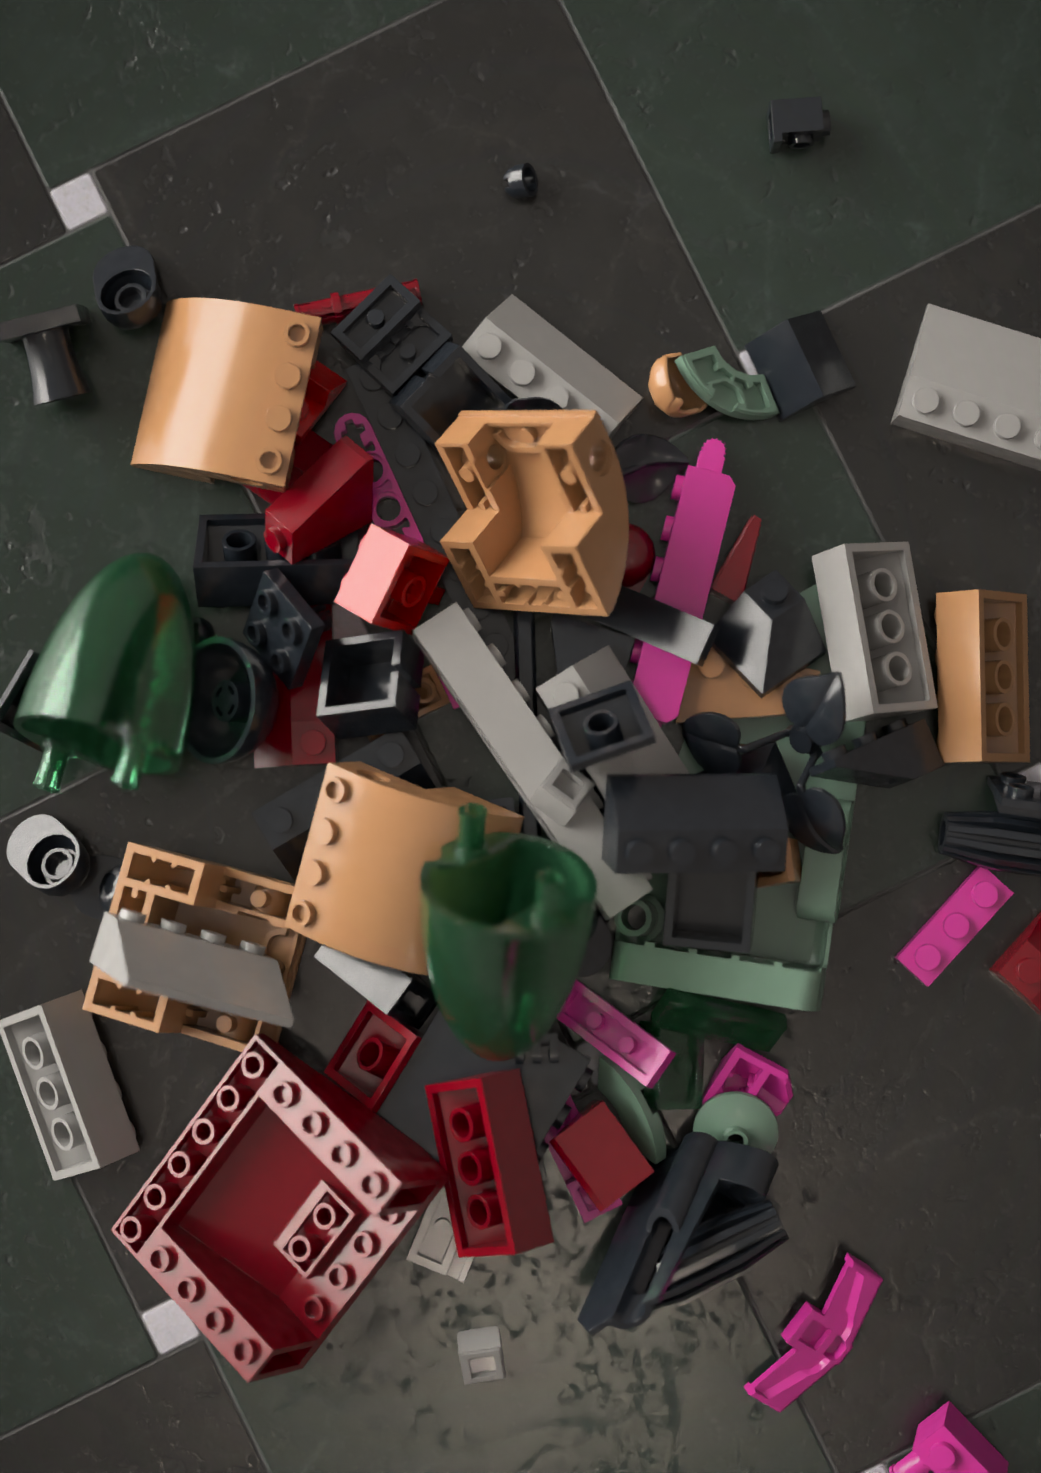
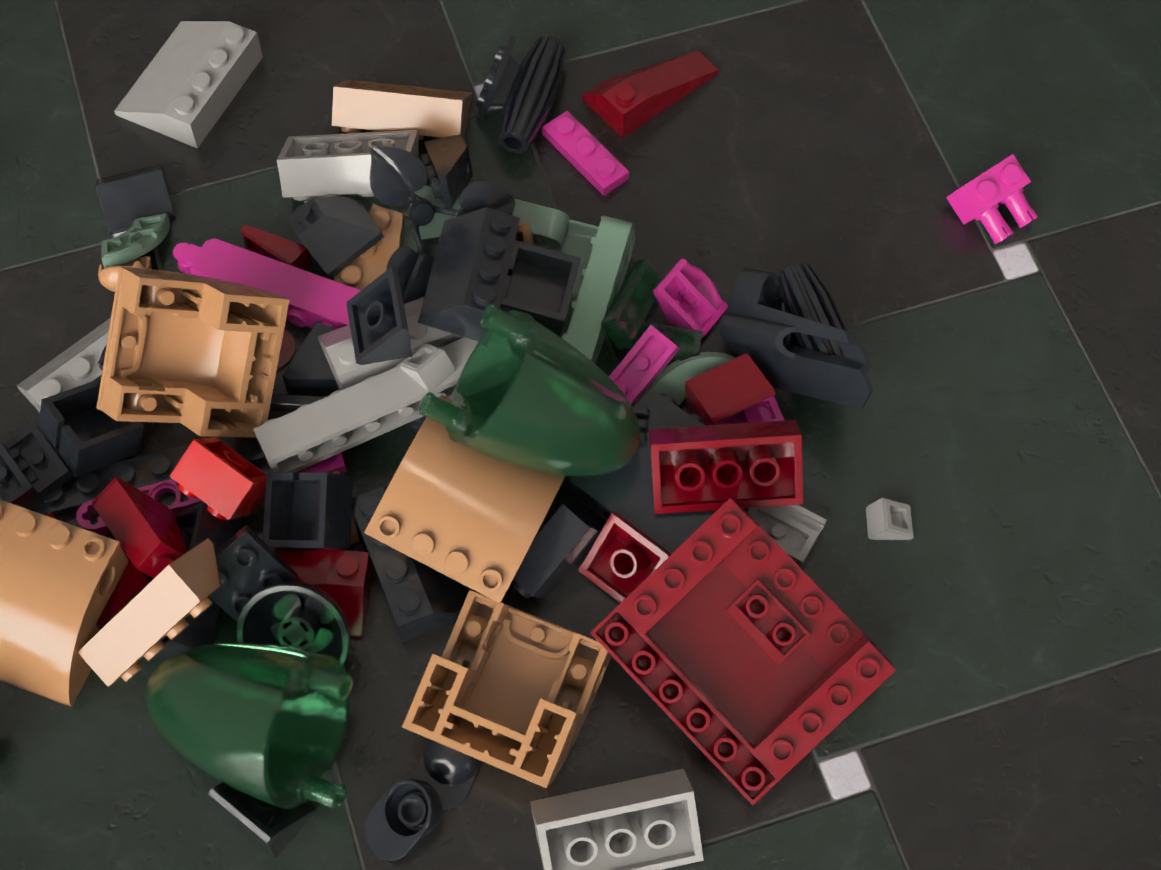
camera: 80 degrees left, 25 degrees down
(192, 967) = (521, 676): light grey slope -> none
(215, 545) = (153, 615): none -> slope
(661, 626) = (308, 303): black piece -> none
(741, 1115) = (709, 306): sand green dish -> none
(819, 1337) = (891, 273): dark pink plate -> none

